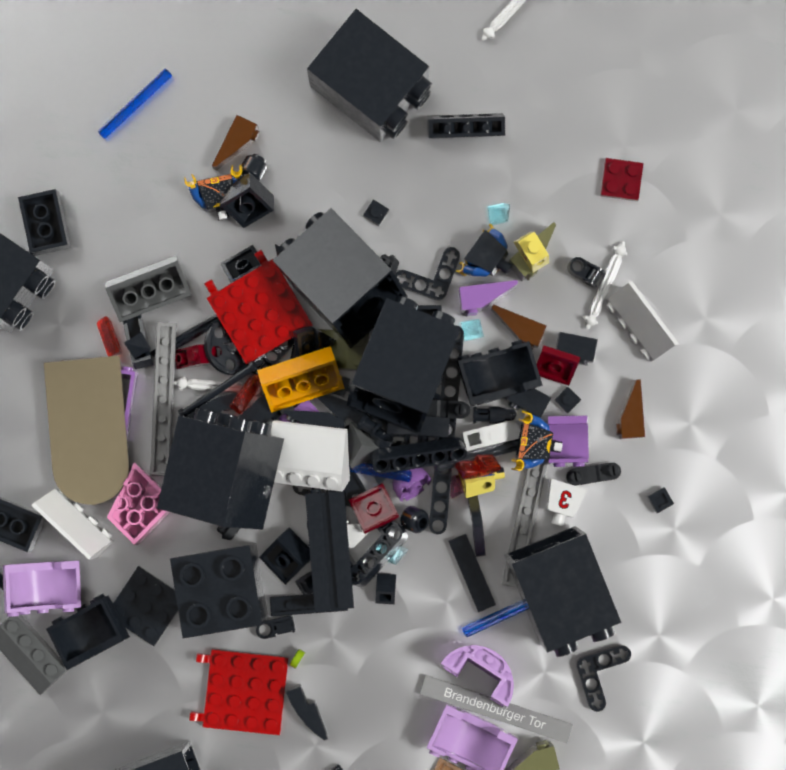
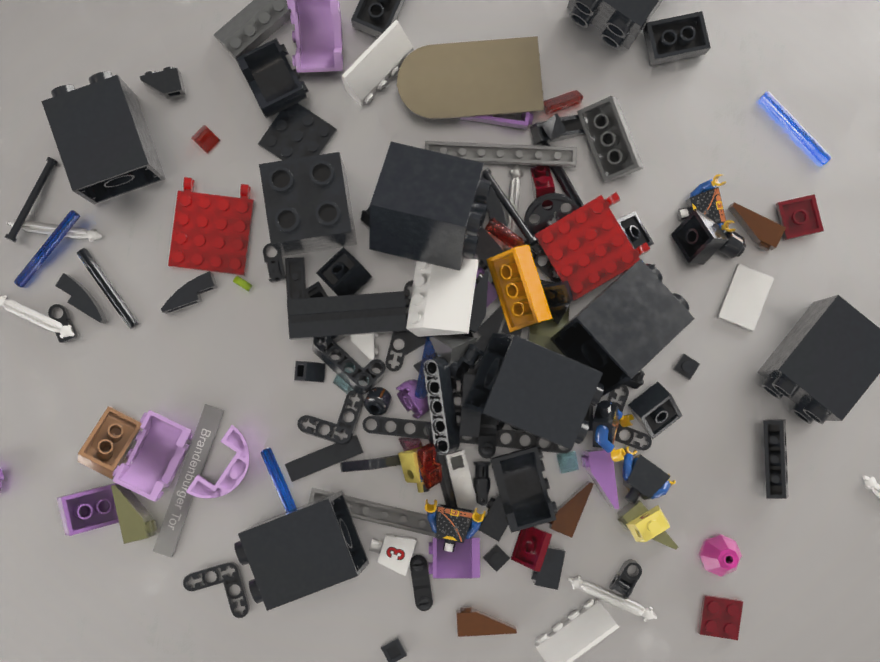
camera: 85 degrees right, 0 degrees up
(91, 743) = (165, 82): none -> black slope
(136, 506) = (393, 123): bright pink wedge -> none
(148, 700) = (205, 138): none -> clear red slope
(225, 100) = (799, 217): none -> dark red plate
(306, 154) = (745, 297): none -> white tile
(373, 508) = (389, 360): tile -> none
(419, 243) = (655, 410): none -> black slope
(438, 293) = (605, 427): none -> torso
(438, 555) = (348, 427): none -> black beam
(499, 213) = (685, 490): clear light blue slope -> none
(557, 185) = (720, 555): none -> dark pink cone

